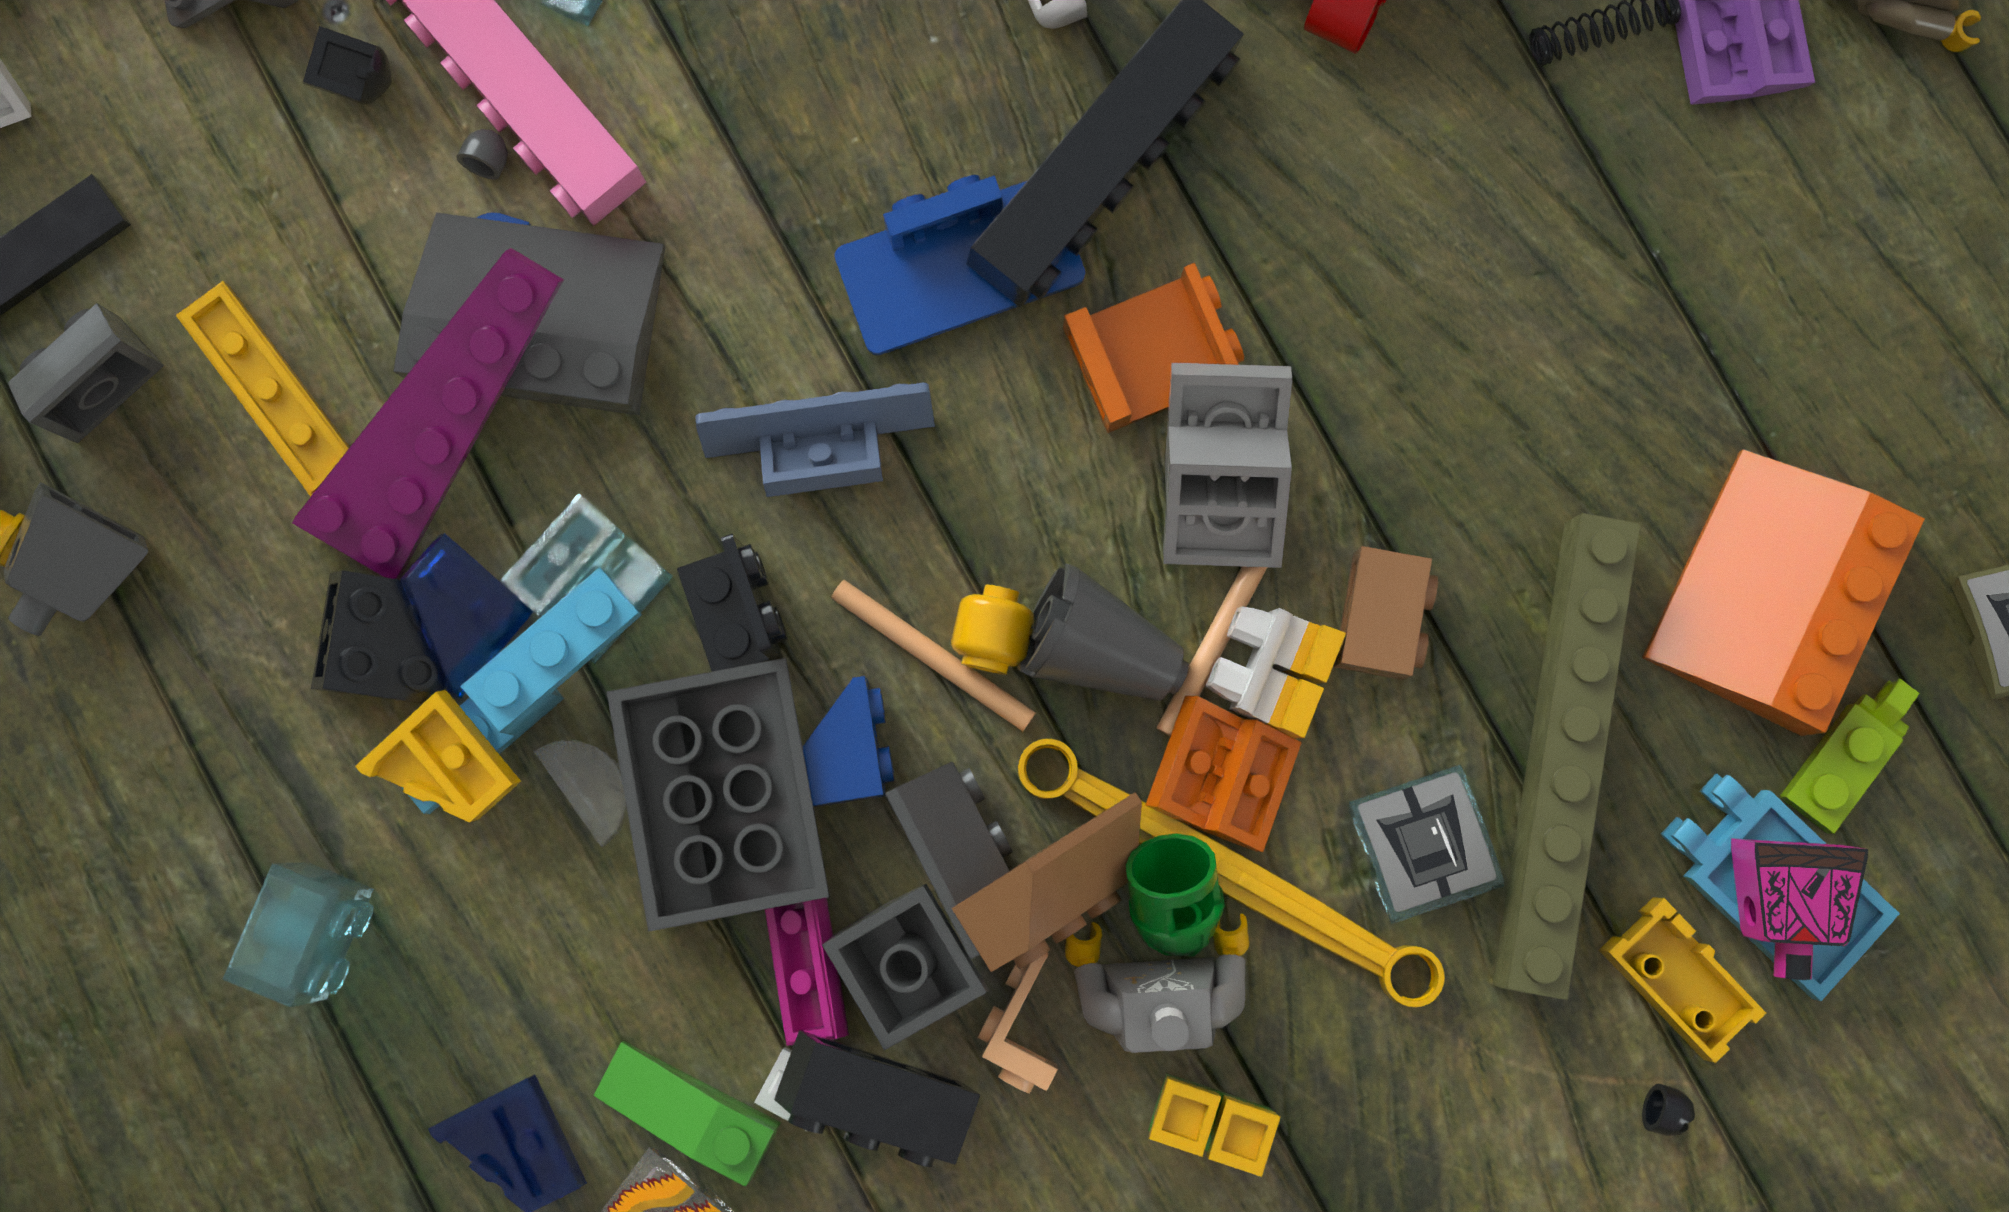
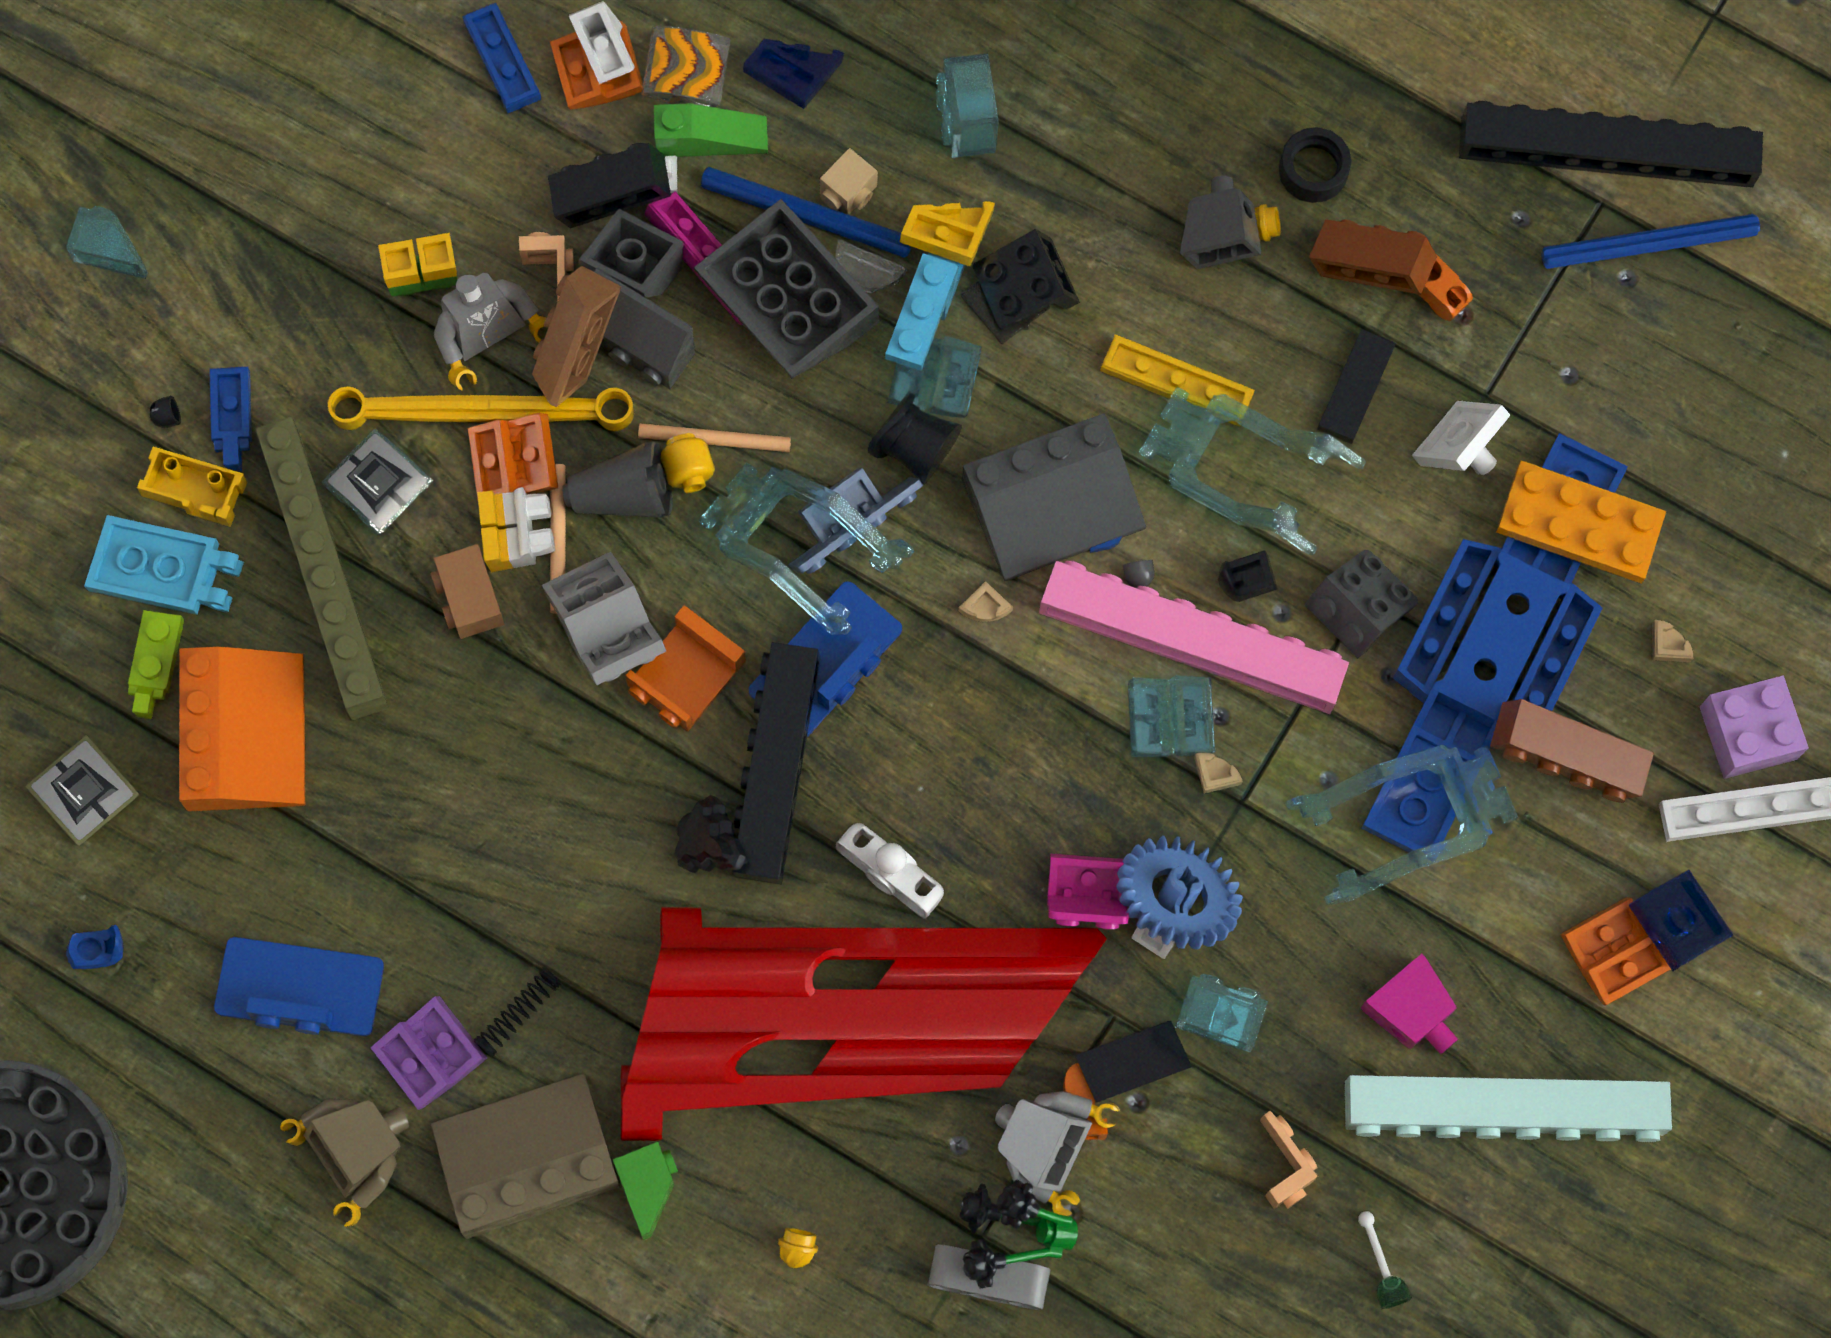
camera: 145 degrees right, 10 degrees down
(83, 374) = (1282, 327): dark grey slope -> none
(297, 294) = (1190, 436): none -> clear light blue piece
(412, 449) = (1067, 381): magenta wing -> none
(461, 610) = (989, 314): clear blue wing -> none
(539, 919) = (848, 183): none -> tan brick
(624, 918) = (806, 211): none -> blue axle
(665, 483) = (915, 438): none -> black hat
(709, 226) = (985, 605): none -> tan tile
(730, 608) = (840, 398): black bracket -> none
(844, 749) = (732, 355): blue slope -> none
(946, 521) = (753, 500): none -> clear light blue piece
(1174, 894) = (506, 372): green helmet -> none
(1250, 90) = (708, 839): none -> black rock
(1579, 1056) = (231, 413): none -> blue hinge
(1797, 897) = (151, 554): torso -> none
(1873, 204) = (299, 987): none -> blue bracket

